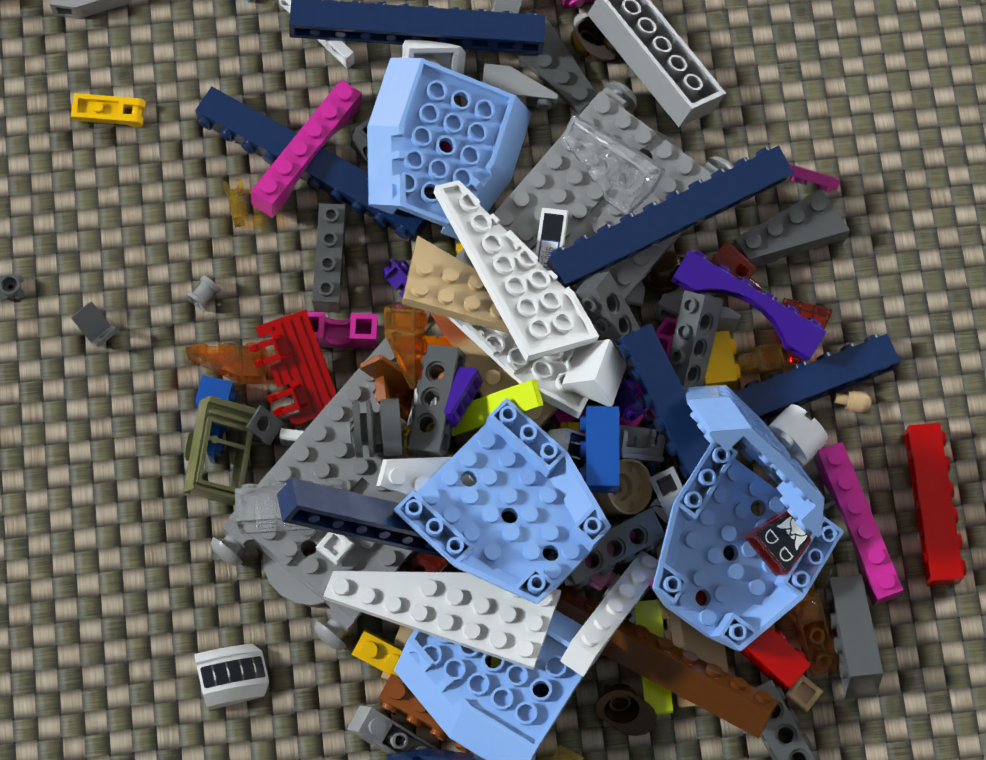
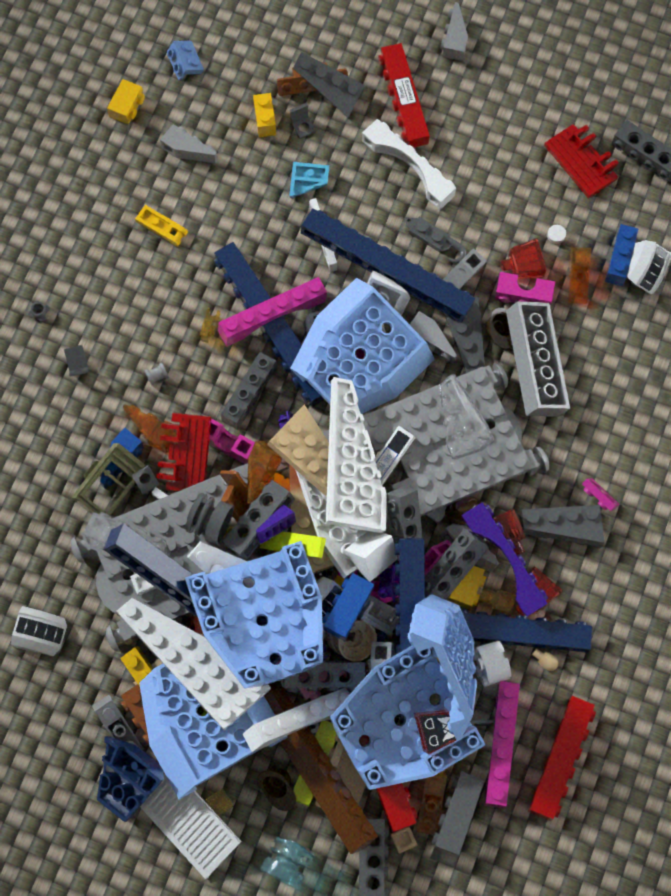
camera: 30 degrees right, 0 degrees up
(669, 217) = (481, 473): dark blue brick -> none

